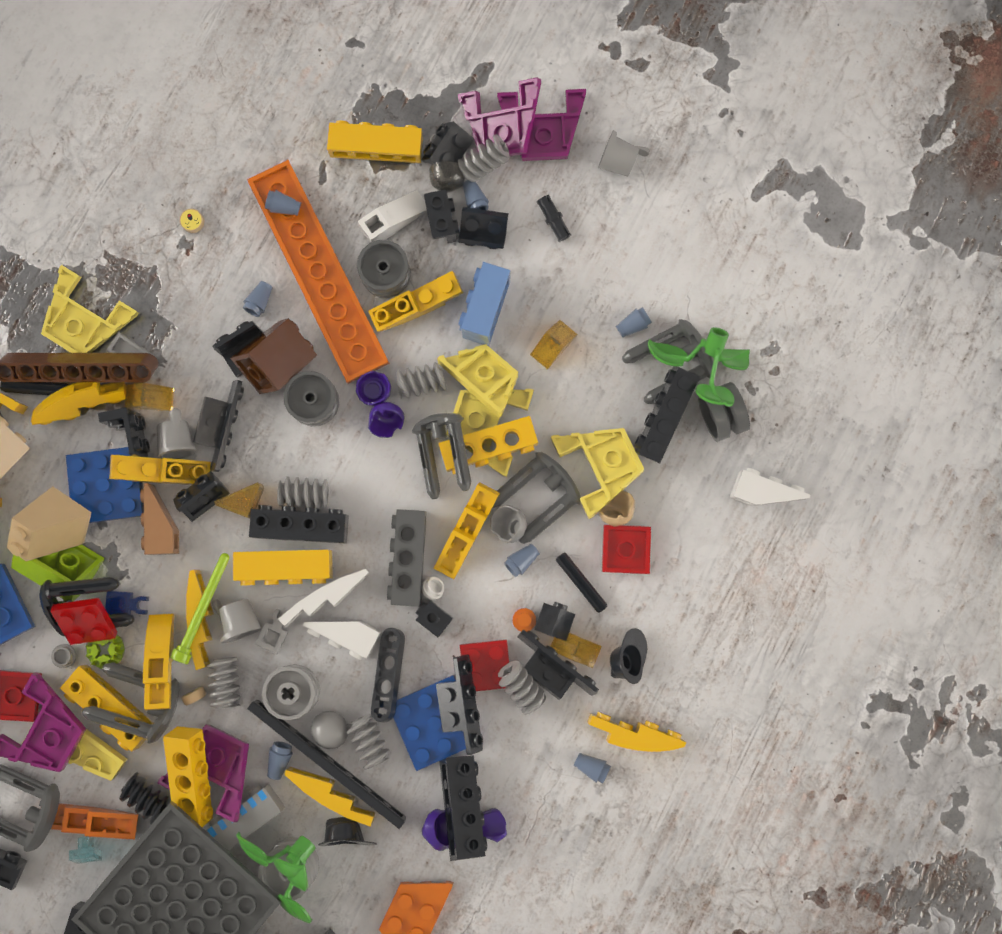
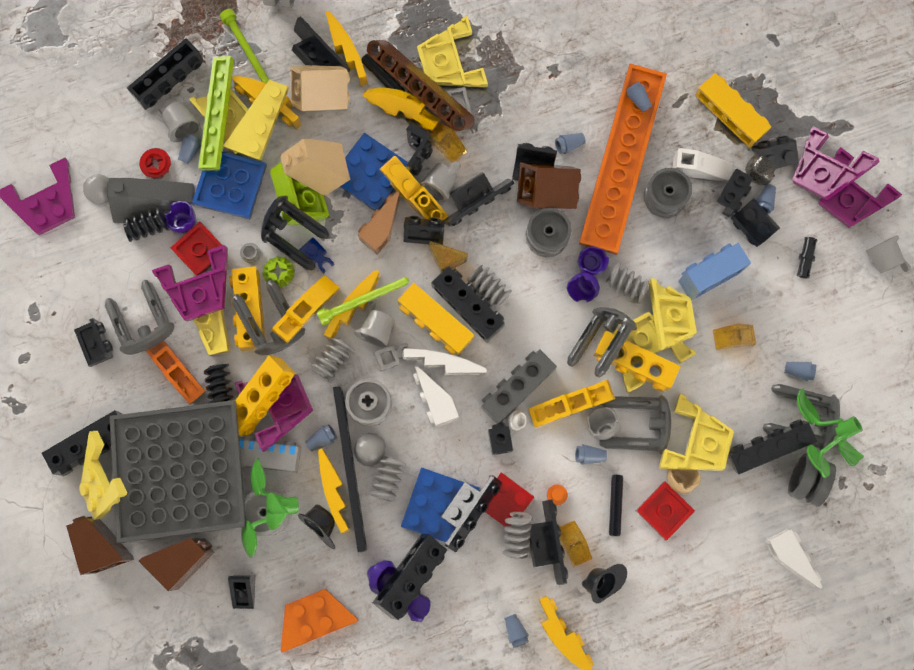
camera: 40 degrees right, 5 degrees down
(84, 621) = (284, 241): red plate -> none
(86, 851) = (152, 385): clear light blue tile -> none
(192, 220) = (571, 59): light yellow tile -> none
(193, 696) = (306, 349): tan tile -> none
(384, 674) = (435, 445): black beam -> none
(416, 302) = (668, 232): yellow slope -> none
(485, 159) = (795, 181): light grey piece -> none
(555, 620) = (577, 513): black brick -> none

